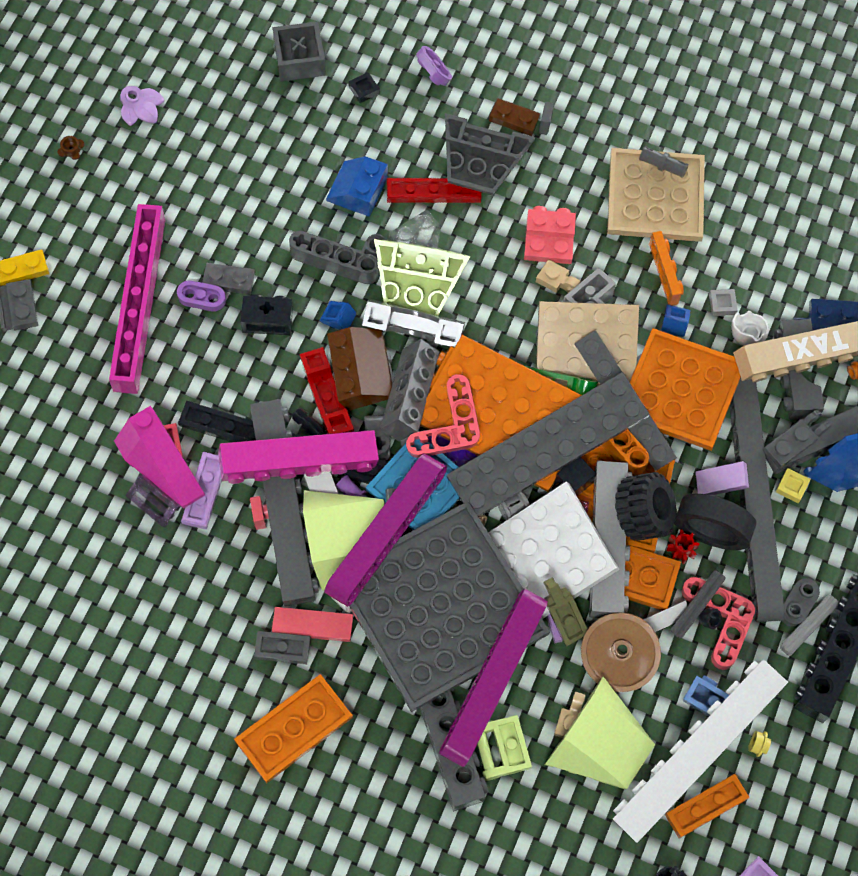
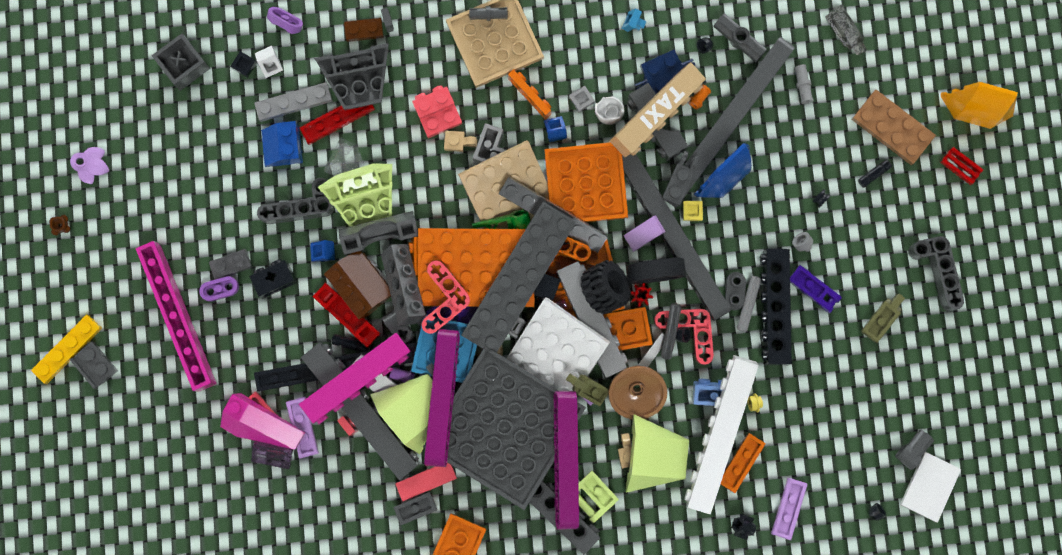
camera: 25 degrees left, 15 degrees up
(392, 96) = (268, 61): none -> white brick
(396, 150) = (293, 102): none -> light grey plate
(827, 251) = (633, 21): none -> dark azure tile

